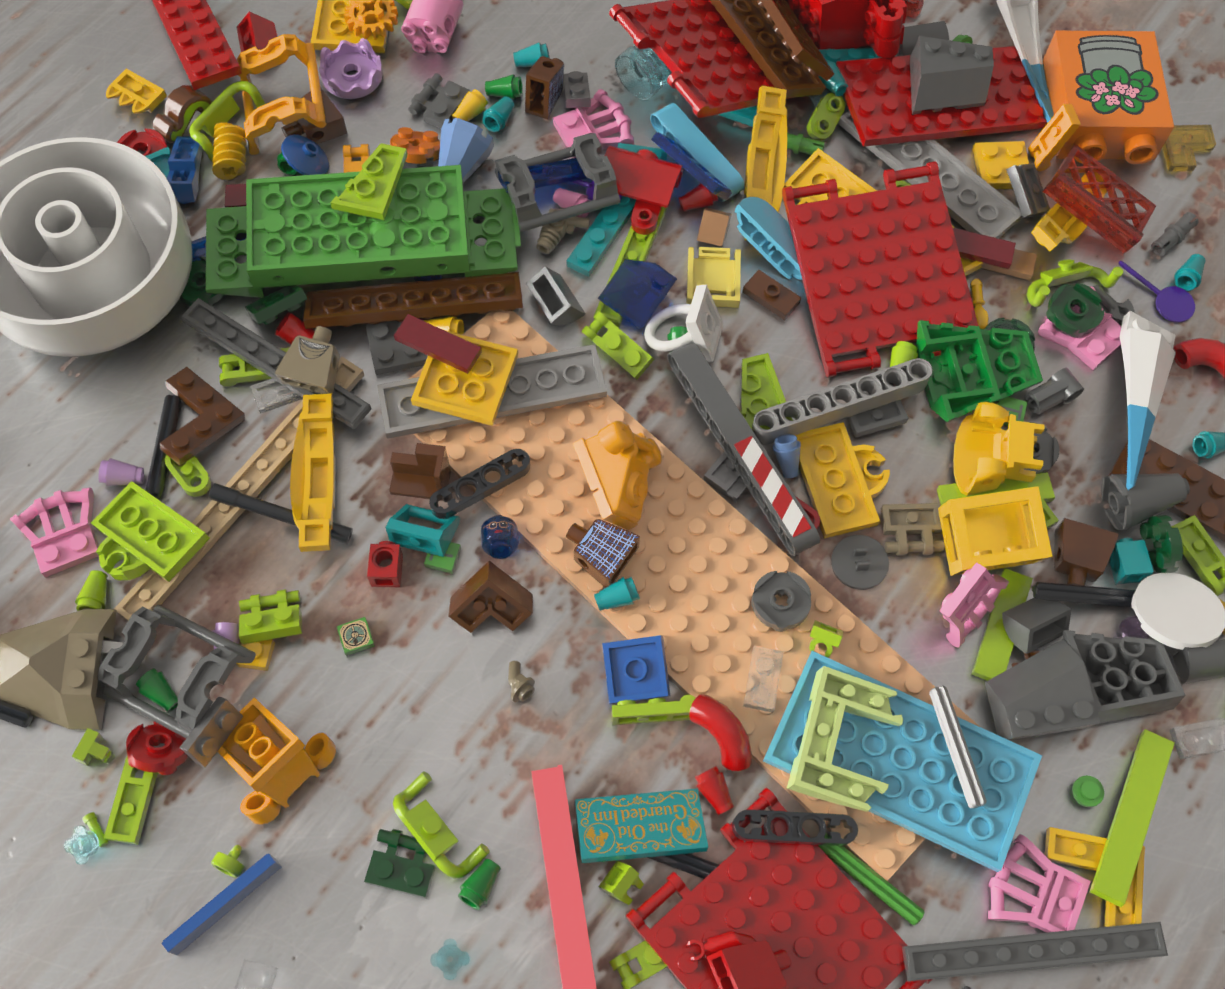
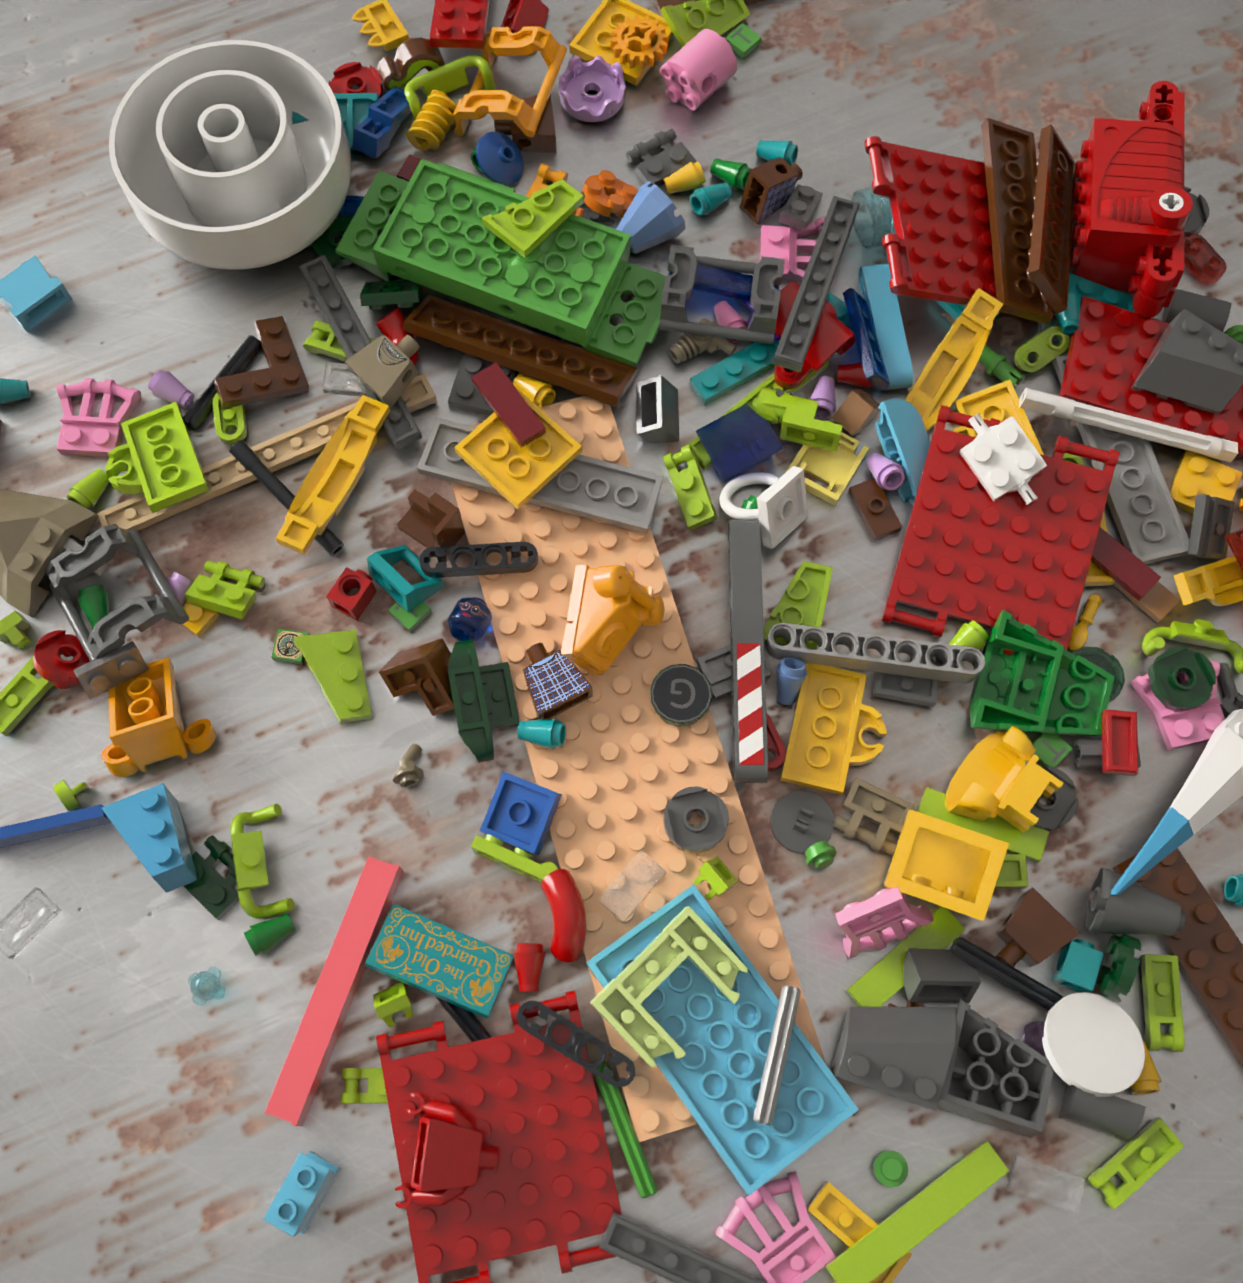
camera: 30 degrees right, 5 degrees up
(331, 854) = (156, 835): none -> dark azure wedge
(411, 633) = (339, 671): none -> lime wing
(549, 594) = (481, 698): none -> dark green plate
(630, 141) = (816, 284): none -> dark grey tile
(675, 251) = (798, 418): none -> lime plate
(682, 229) = (824, 394): none -> lavender cone
(710, 509) = (681, 695): none -> black tile
(766, 260) = (886, 472): none -> lavender cone
(854, 205) = (1003, 458): none -> white plate
(891, 579) = (820, 855): none -> bright green plate
(923, 142) = (1126, 424): none -> white piece
(1061, 378) = (1119, 742): none -> red tile

